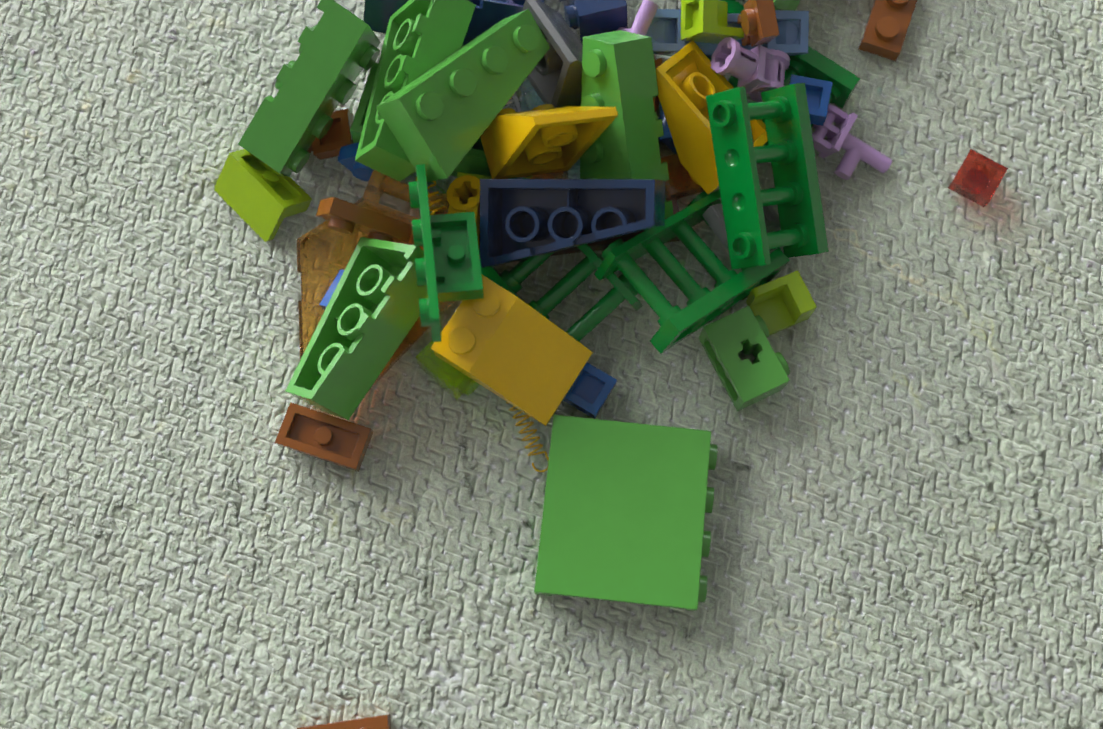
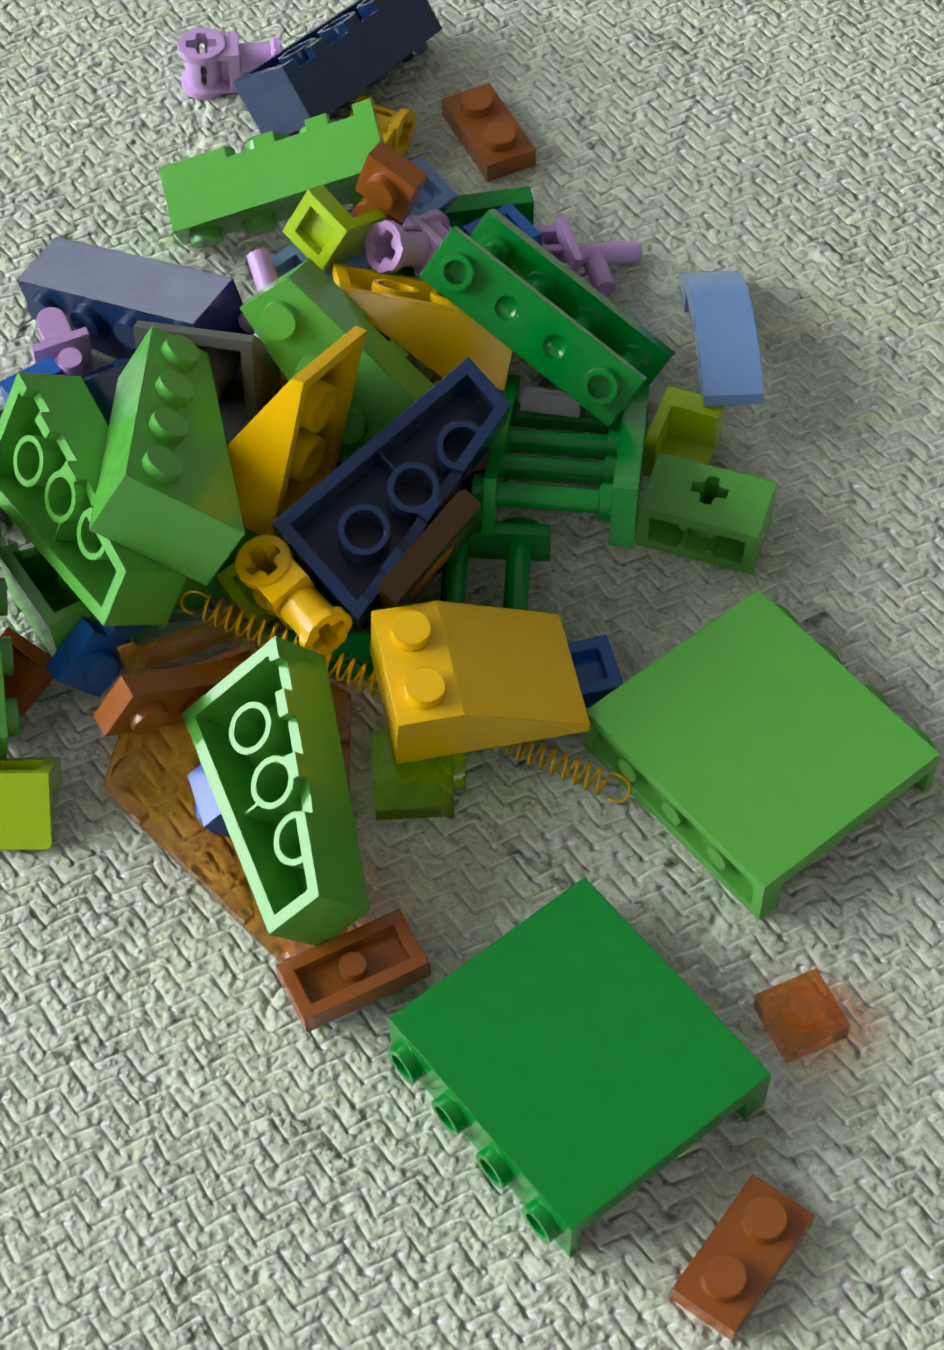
camera: 45 degrees left, 20 degrees down
(366, 583) = (573, 1062): none -> green panel
(450, 255) = (317, 610): green bracket -> none
(496, 662) = (801, 1015): none -> clear orange plate
(545, 266) = (431, 551): none -> dark brown tile
(863, 264) = (724, 337): none -> medium blue slope
(977, 178) = (733, 193): clear red plate -> none

